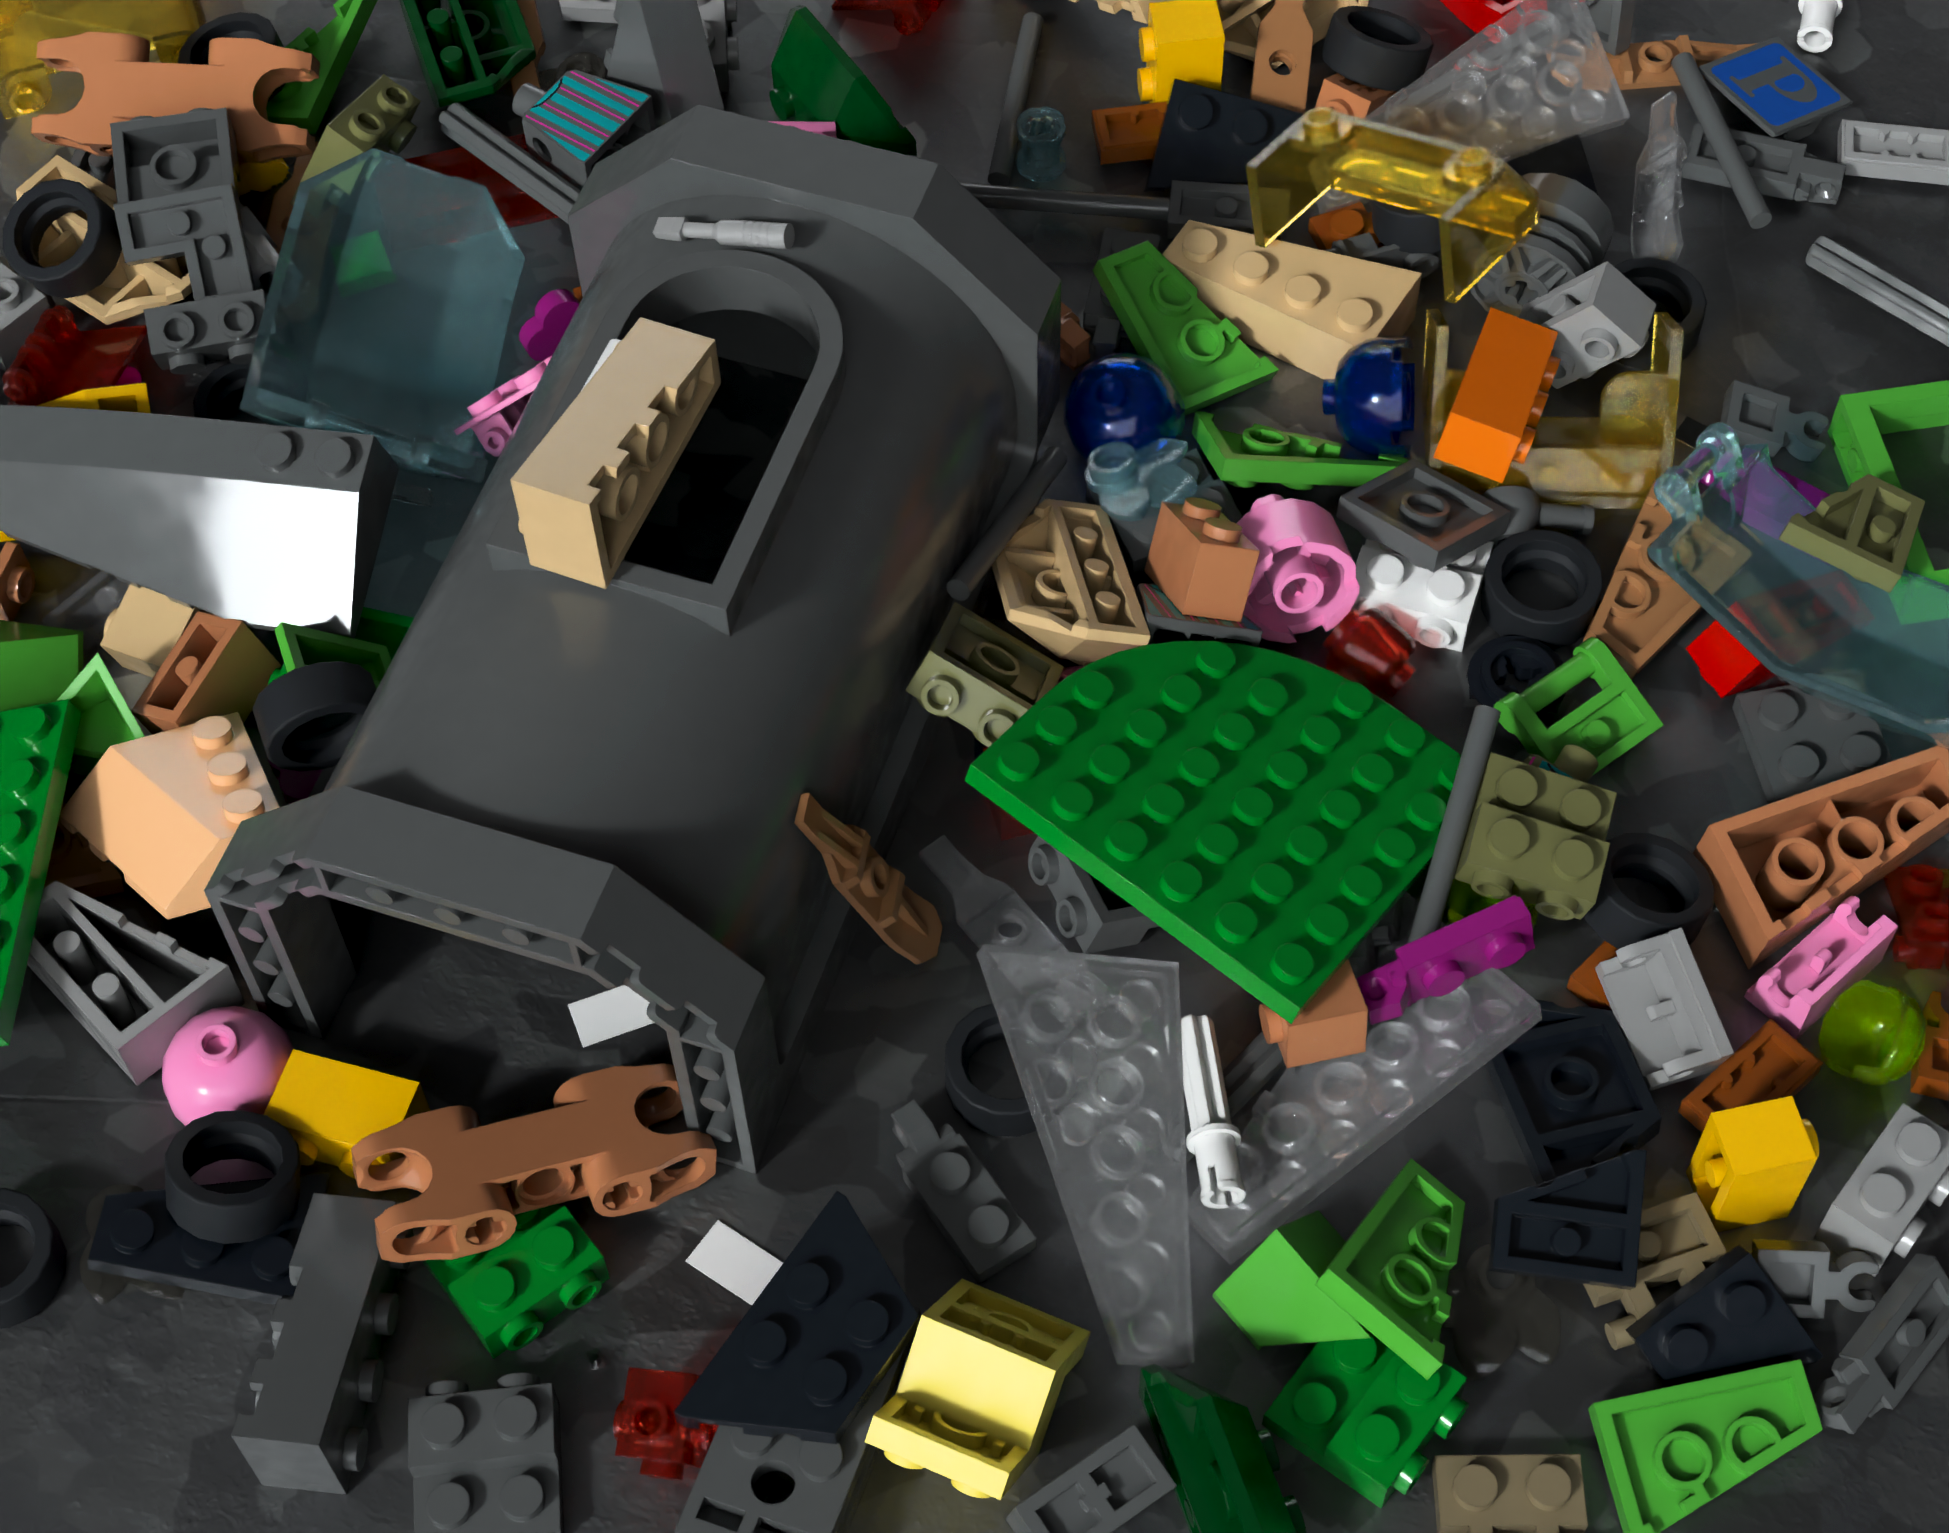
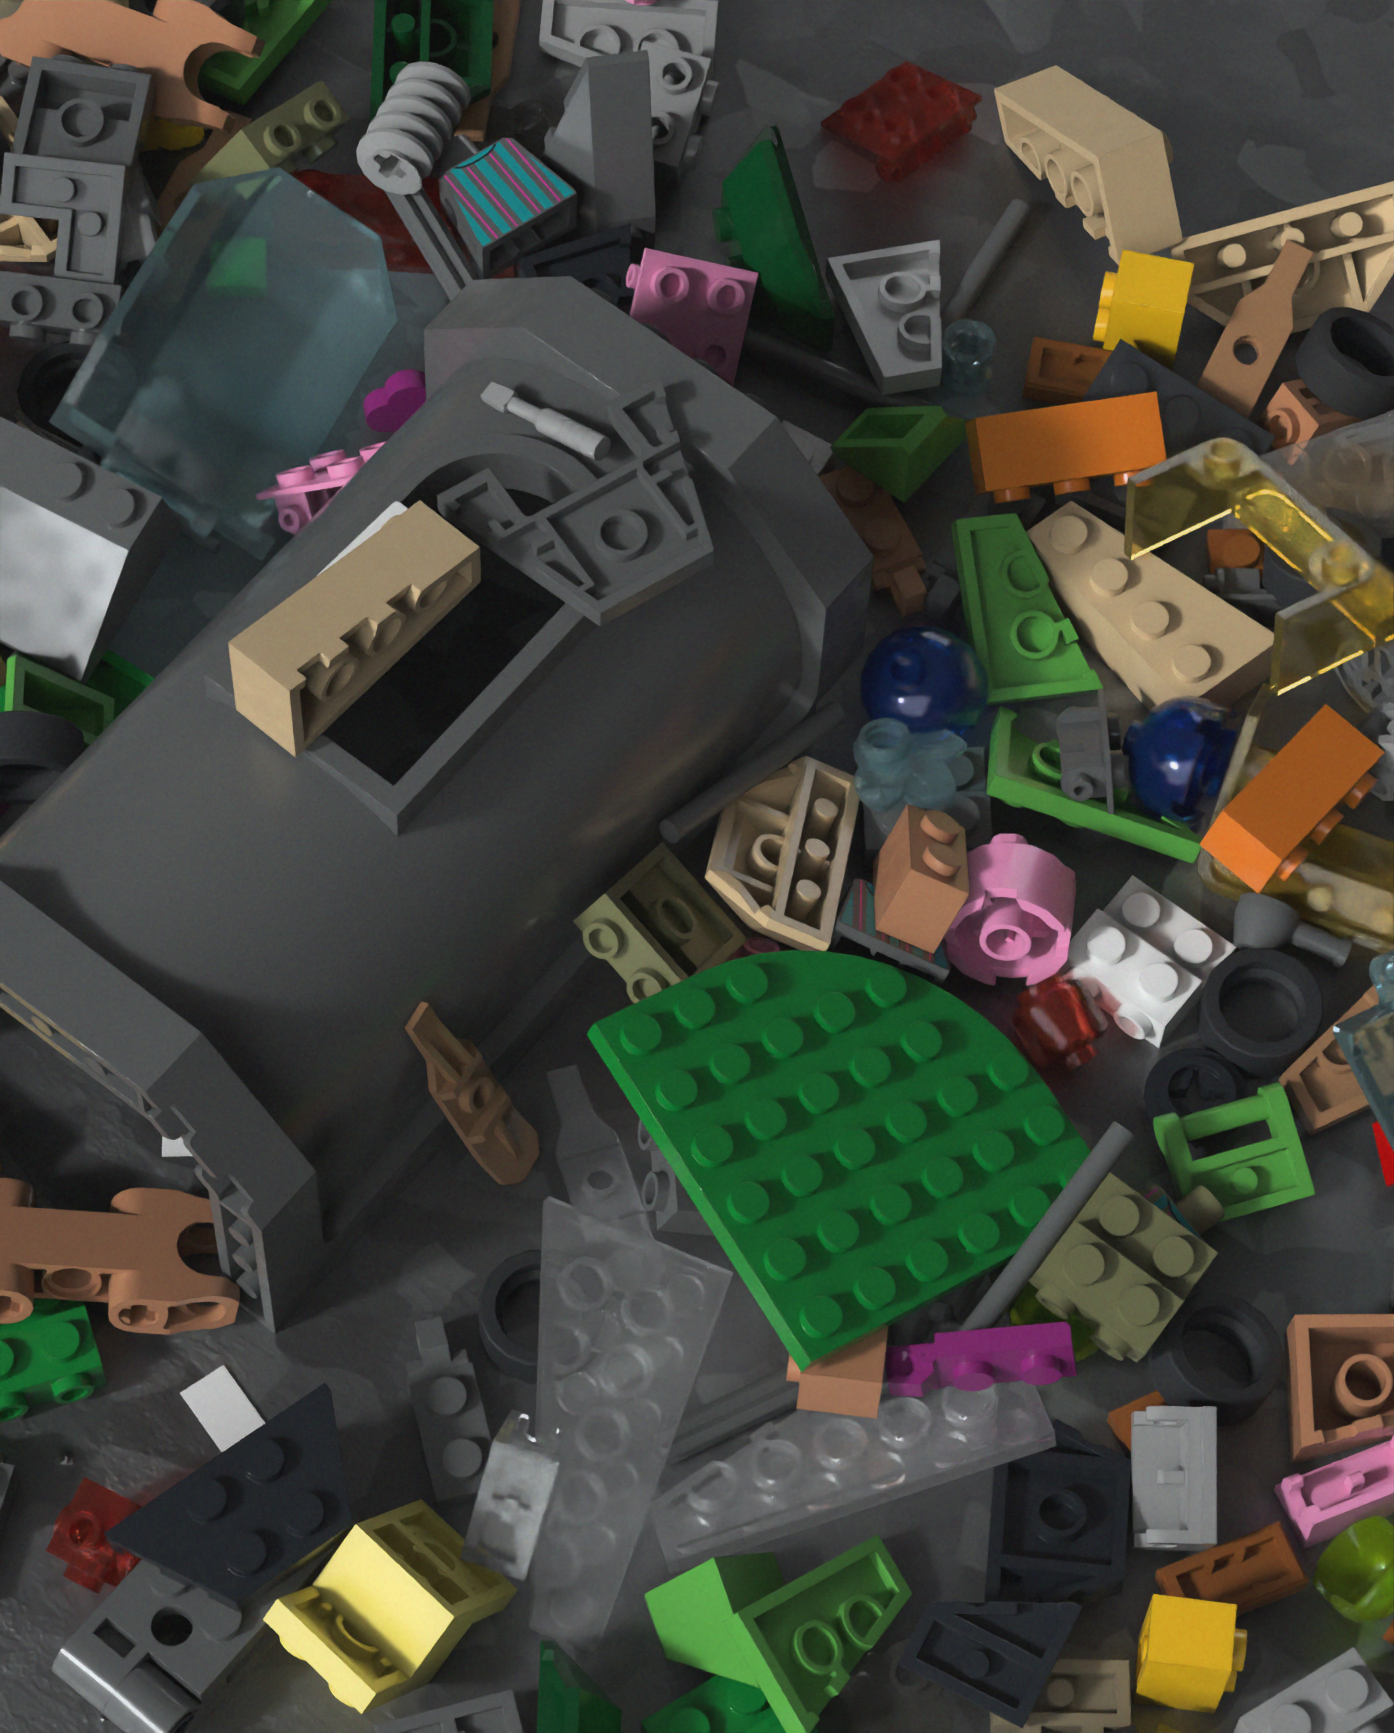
camera: 15 degrees right, 5 degrees up
(482, 84) = (412, 127): none -> light grey piece
(831, 306) = (610, 539): none -> dark grey wing
(964, 127) = (893, 312): none -> light grey wing
(1033, 209) = (899, 445): none -> bright green slope
(1061, 1241) = (513, 1498): none -> clear hinge
(1164, 177) = (1064, 446): none -> orange brick
(1212, 1133) = (699, 1447): white axle -> none
(1298, 418) = (1090, 752): none -> dark grey hinge
(1422, 515) = (1168, 899): dark grey plate -> none

